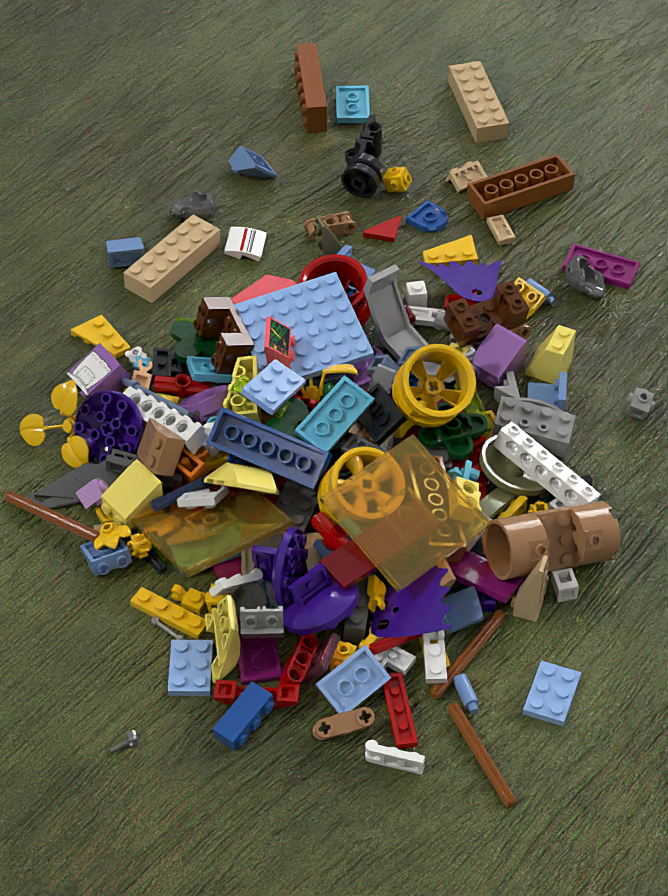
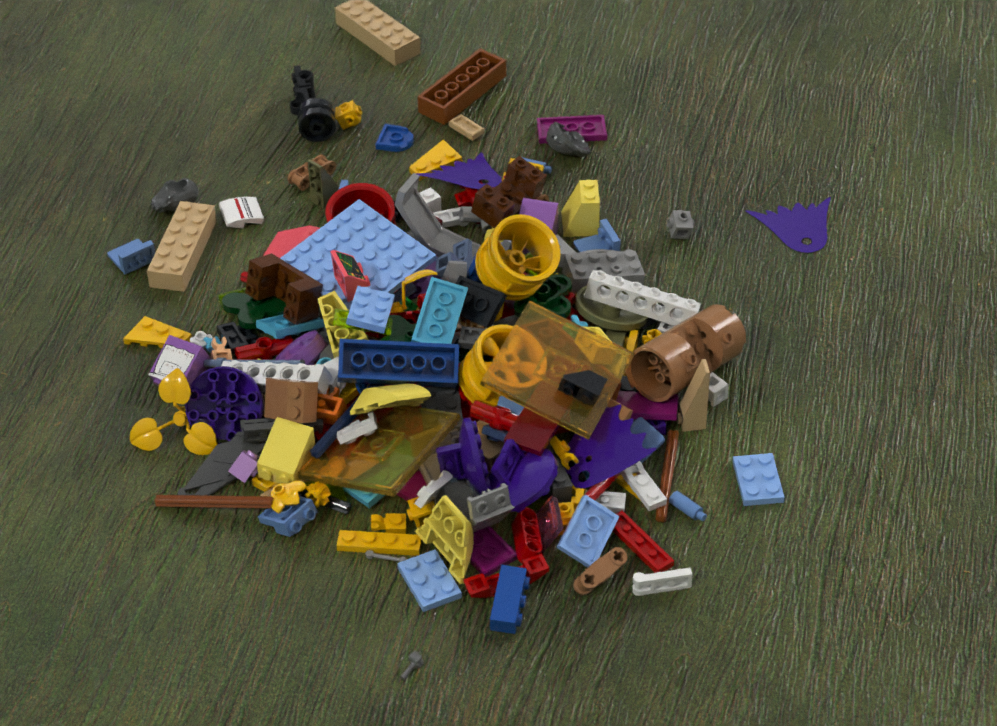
camera: 25 degrees left, 5 degrees down
(250, 164) = (202, 145): medium blue slope -> none
(310, 88) = (219, 63): dark orange brick -> none
(352, 104) = (263, 66): medium azure plate -> none
(385, 231) = (363, 161): red tile -> none
(416, 539) = (583, 386): none -> black slope
(468, 173) = (407, 93): tan bracket -> none
(482, 755) = (733, 550): dark orange axle -> none

